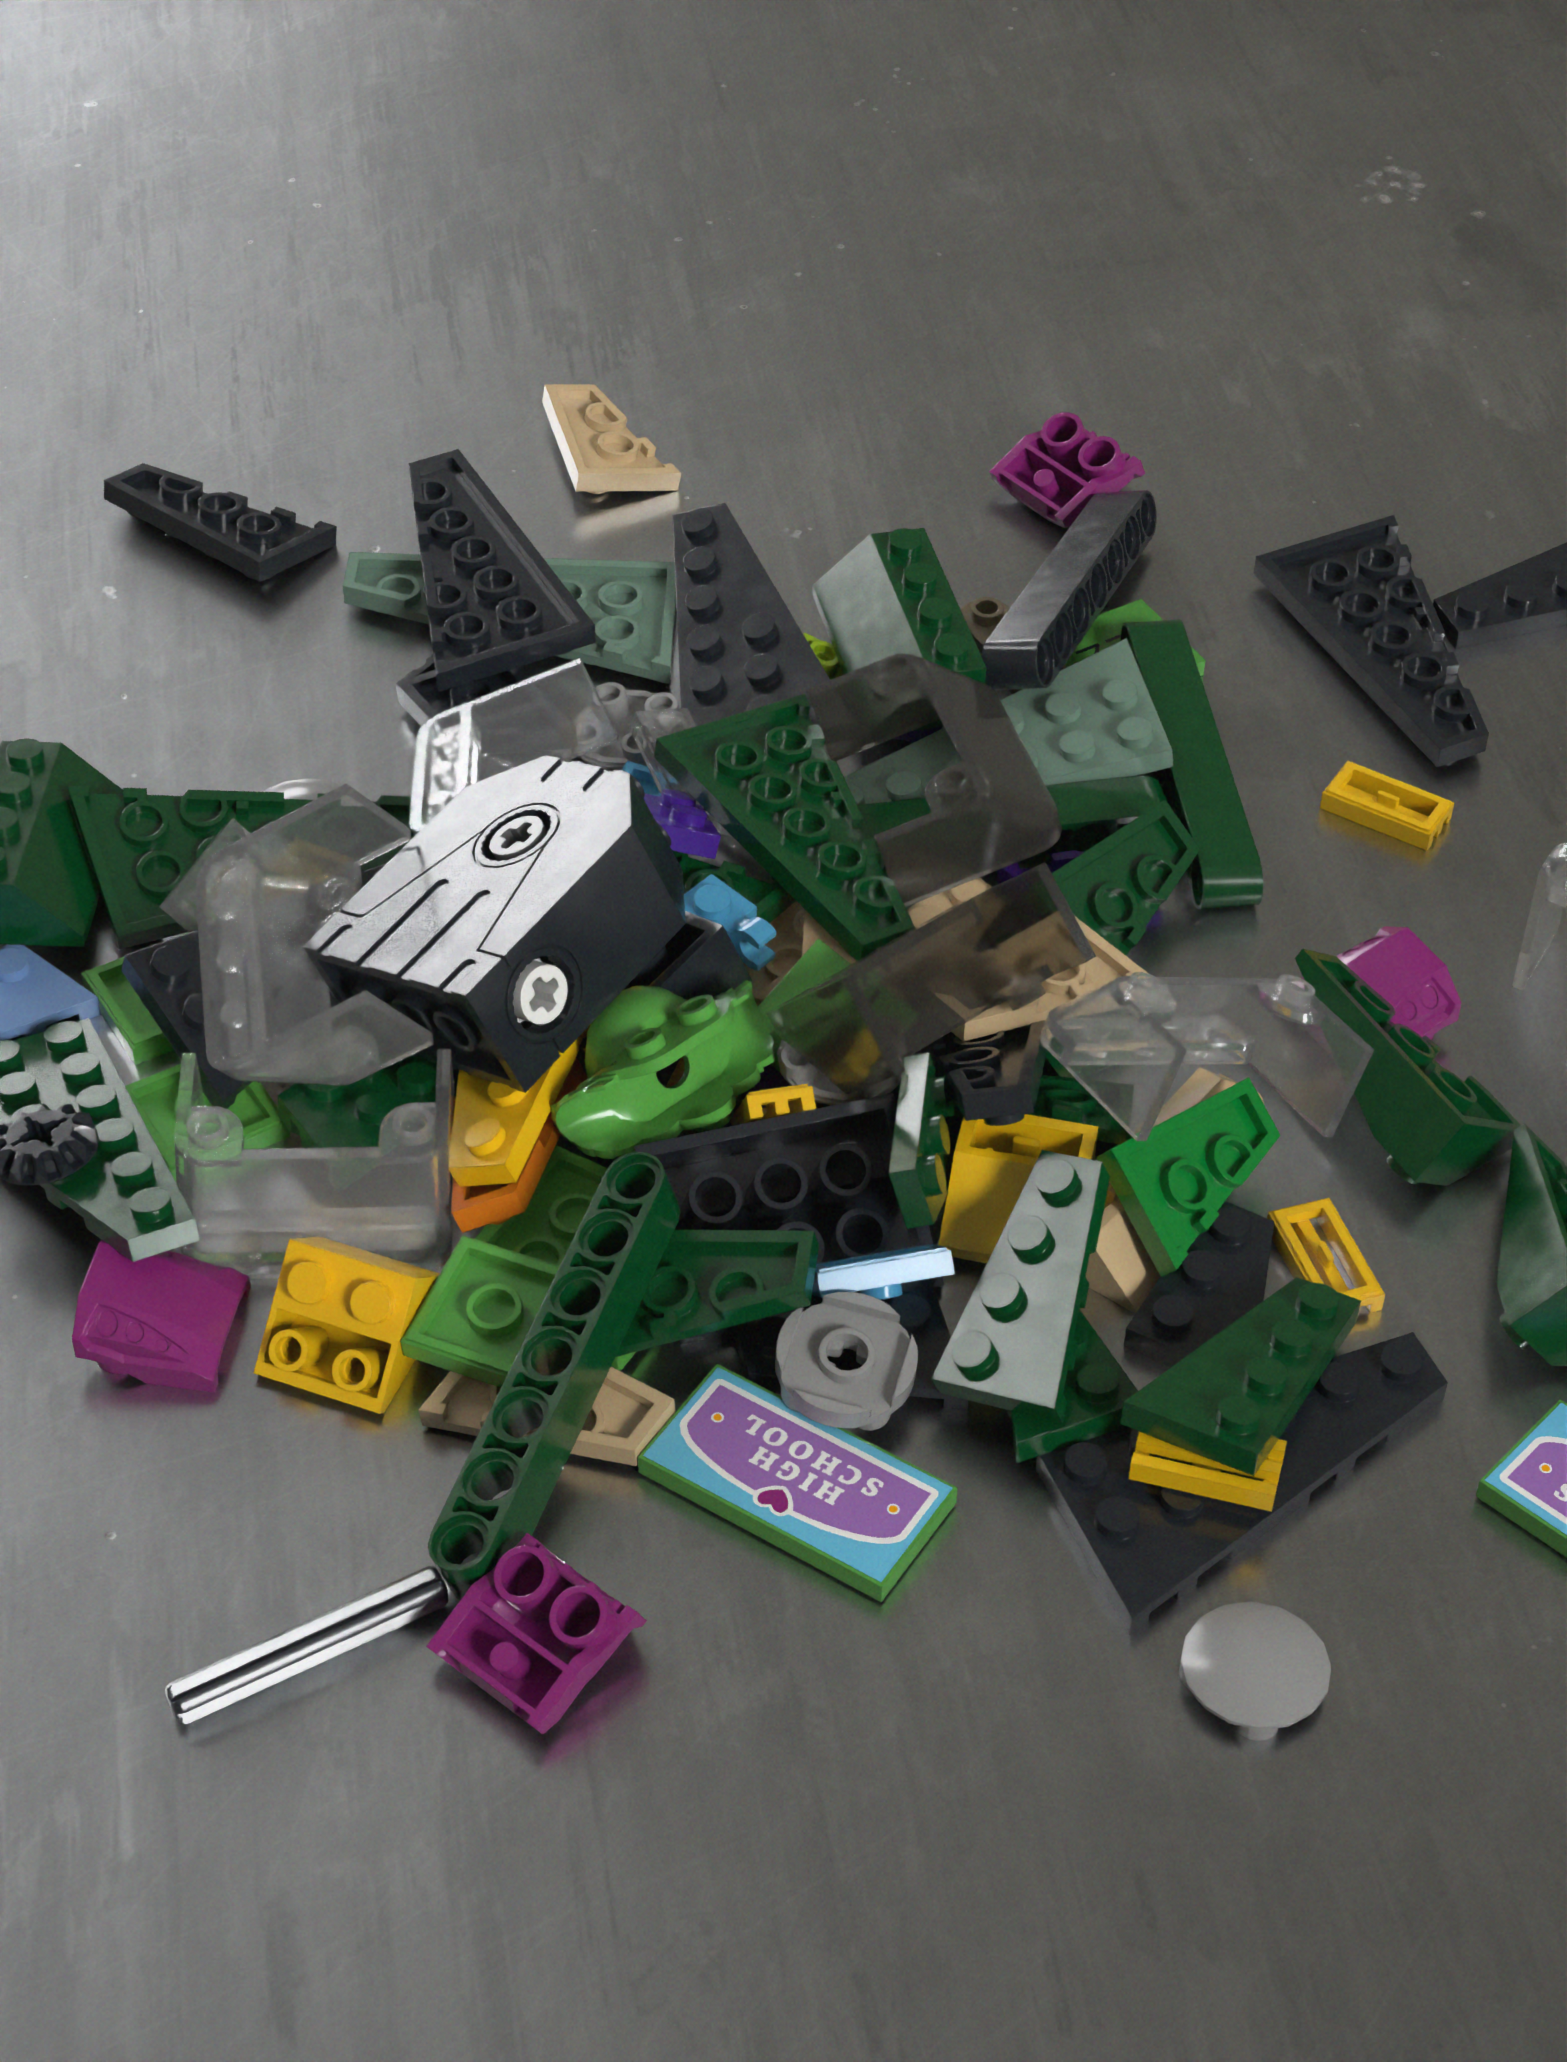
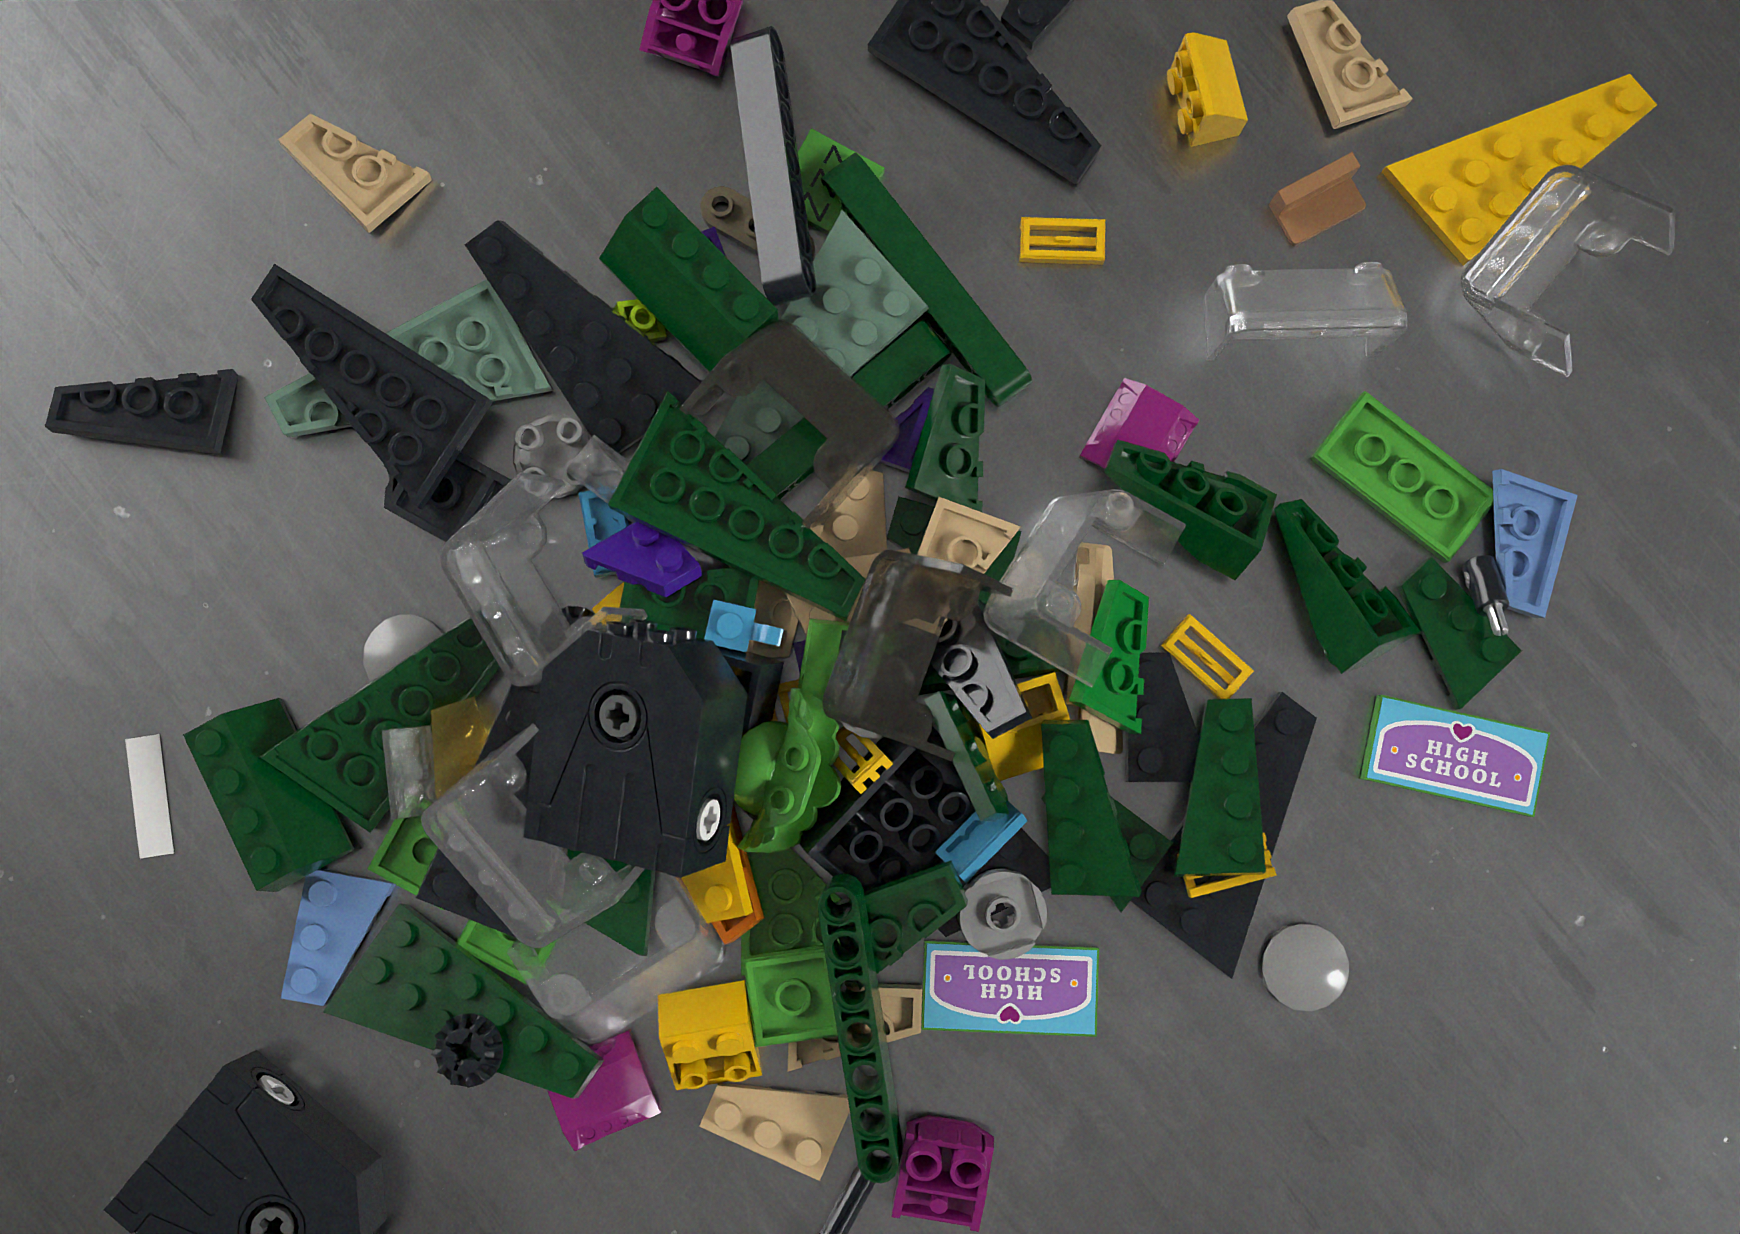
camera: 30 degrees left, 40 degrees up
(355, 1473) = (779, 1124): none -> tan wing

